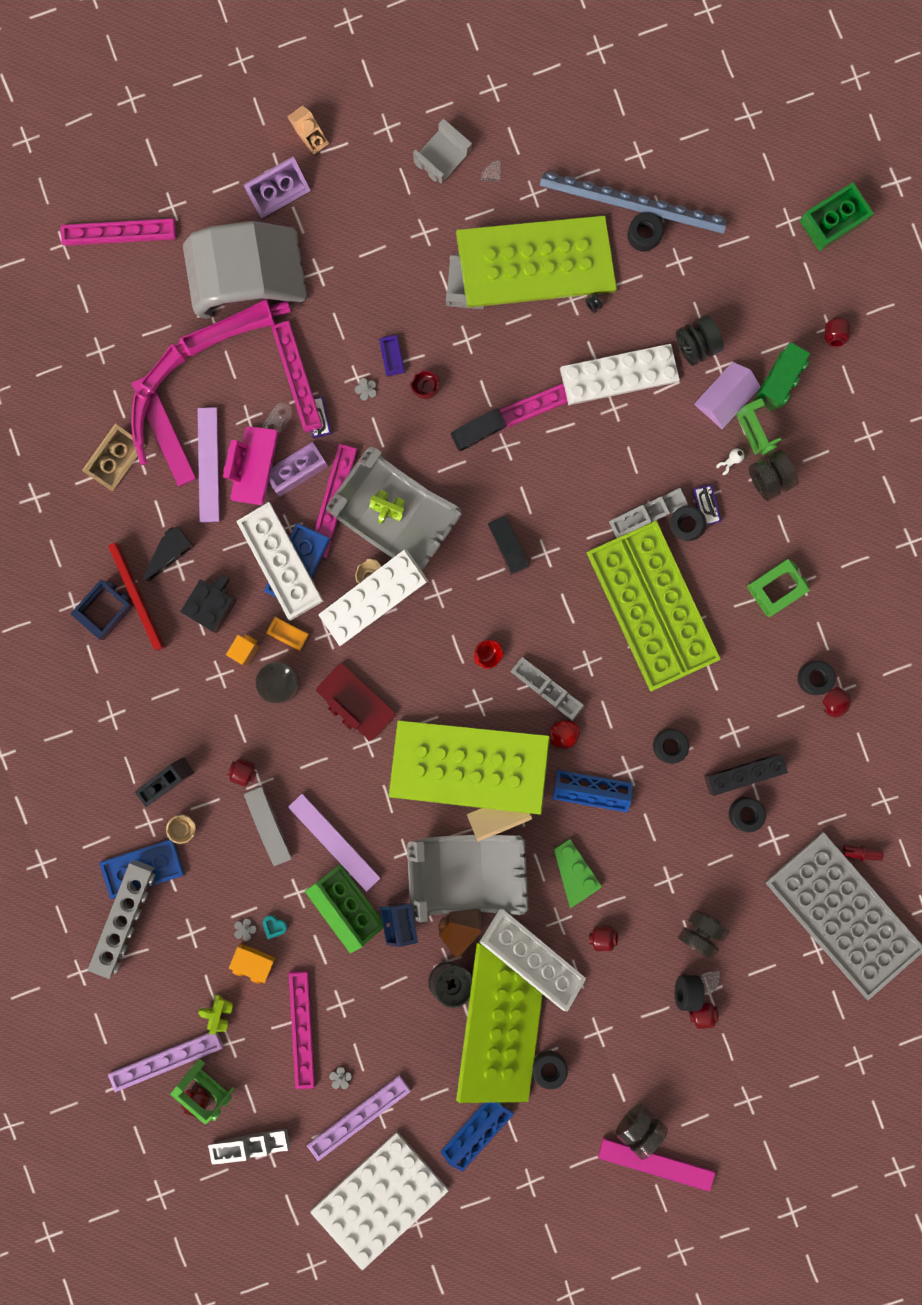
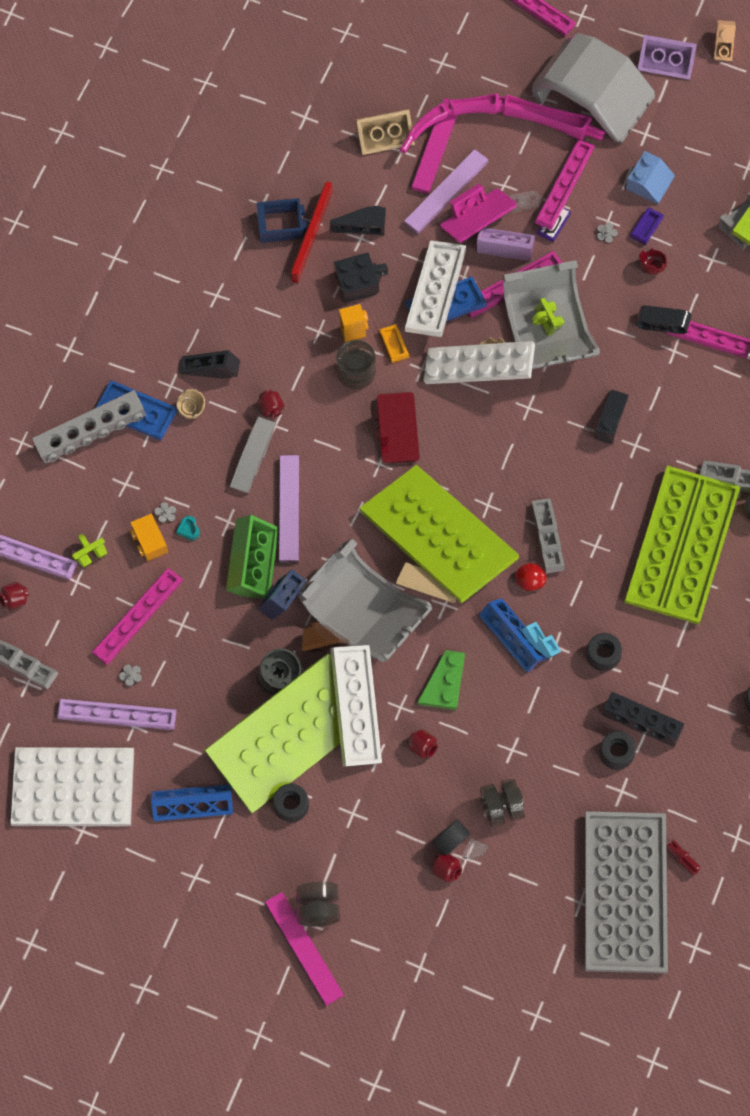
camera: 45 degrees right, 20 degrees down
(221, 1096) = (33, 574): bright green panel -> none
(359, 311) = (650, 178): none -> medium blue slope
(488, 654) = (527, 473): red hair -> none
(622, 780) = (543, 644): none -> medium azure slope

